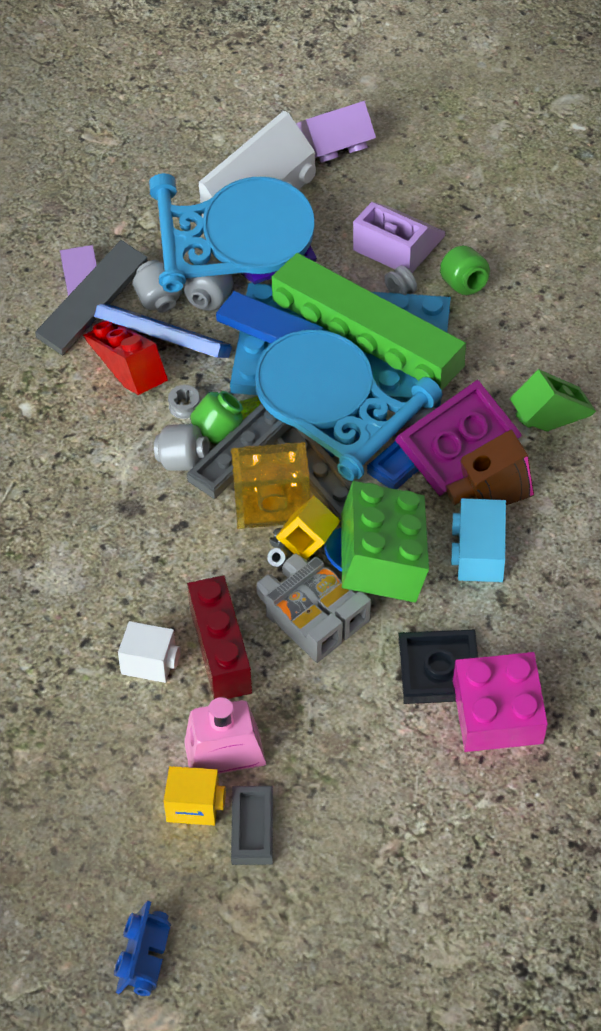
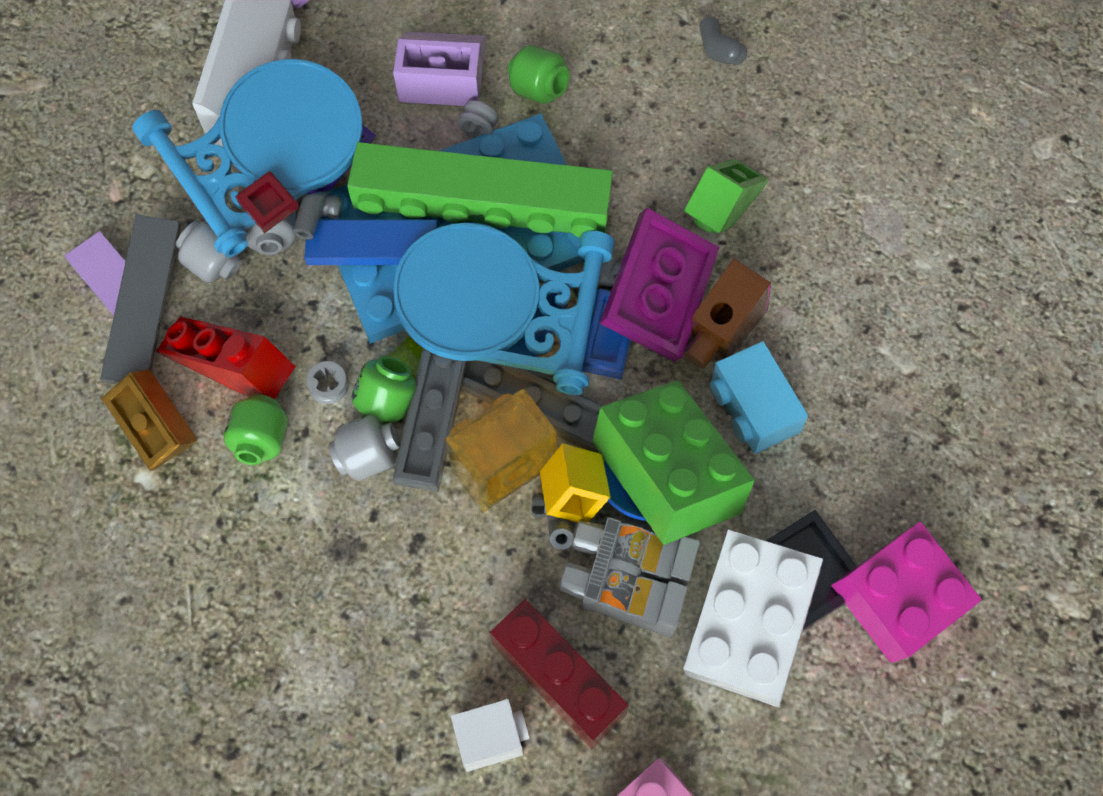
camera: 30 degrees left, 15 degrees up
(51, 370) = (148, 418): none -> pearl gold slope
(116, 405) = (256, 429): none -> bright green head
(163, 330) = (250, 305): tile -> none
(210, 263) = (267, 202): none -> dark red tile
(244, 284) = (312, 209): none -> dark grey arm
(376, 664) = (753, 618): none -> white brick

